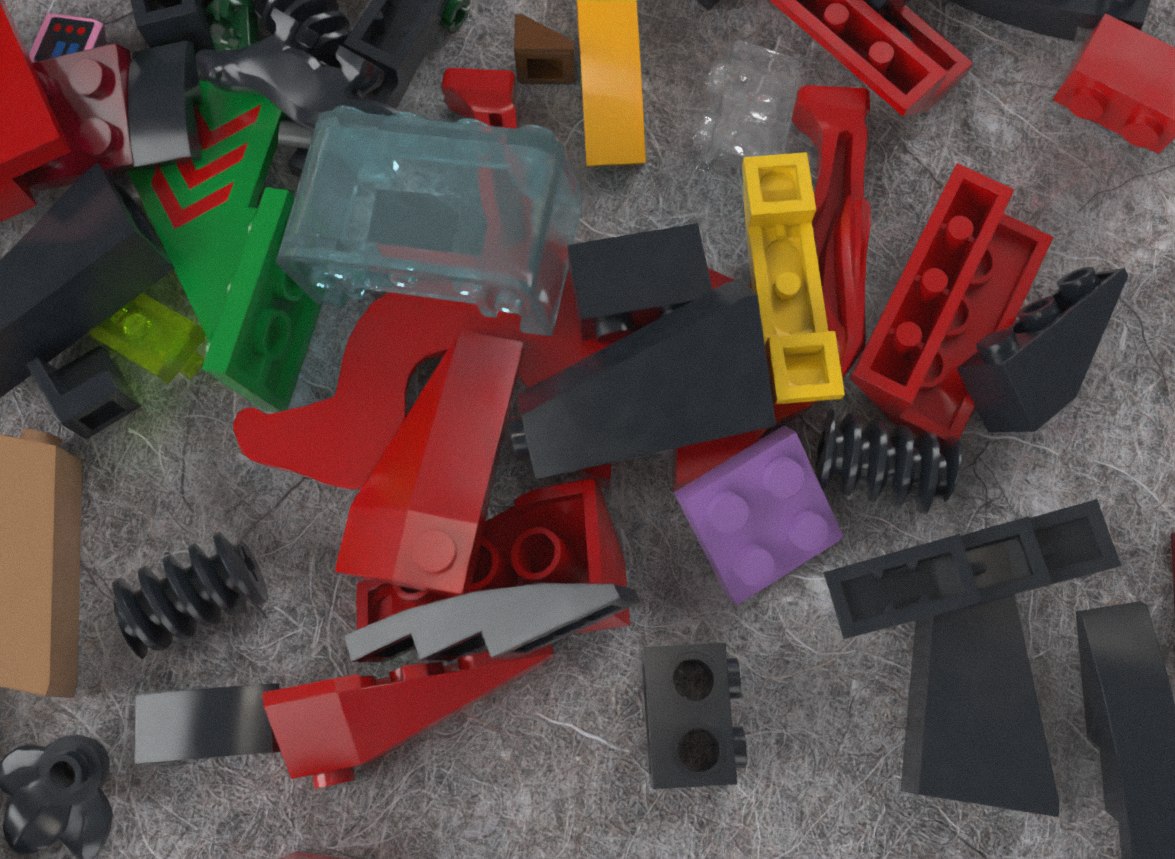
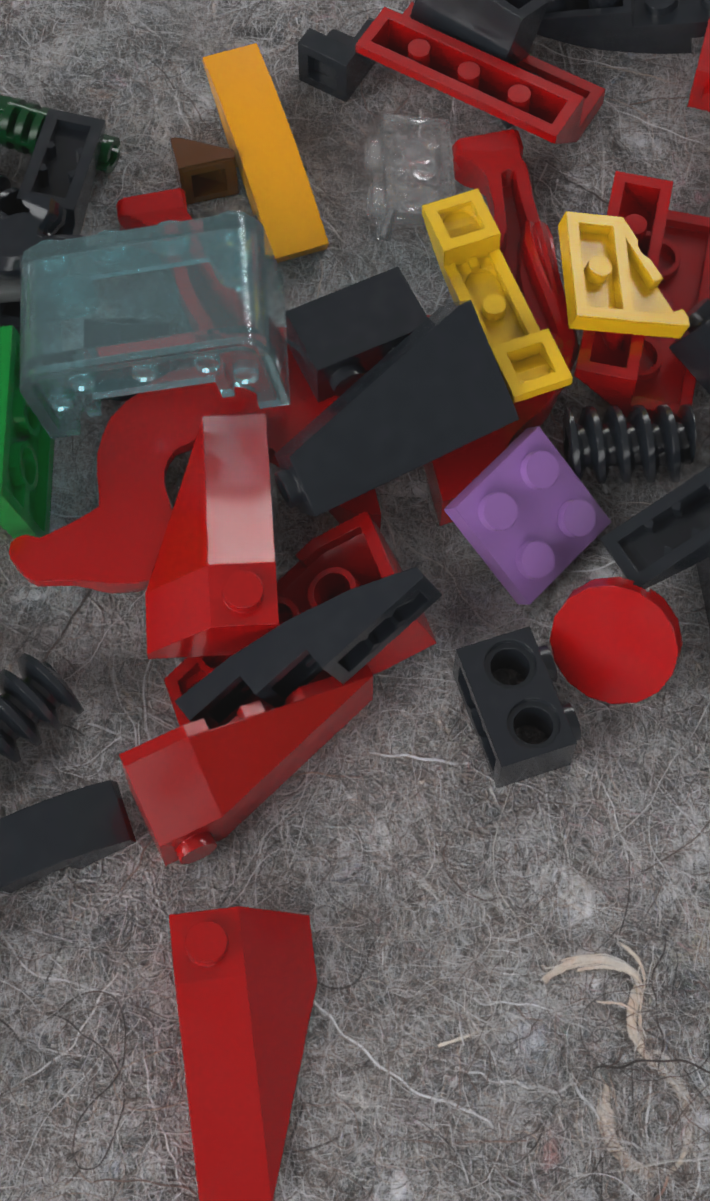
camera: 15 degrees left, 10 degrees down
(810, 679) = (616, 640): none -> red tile
(917, 289) = (611, 281): none -> yellow wing

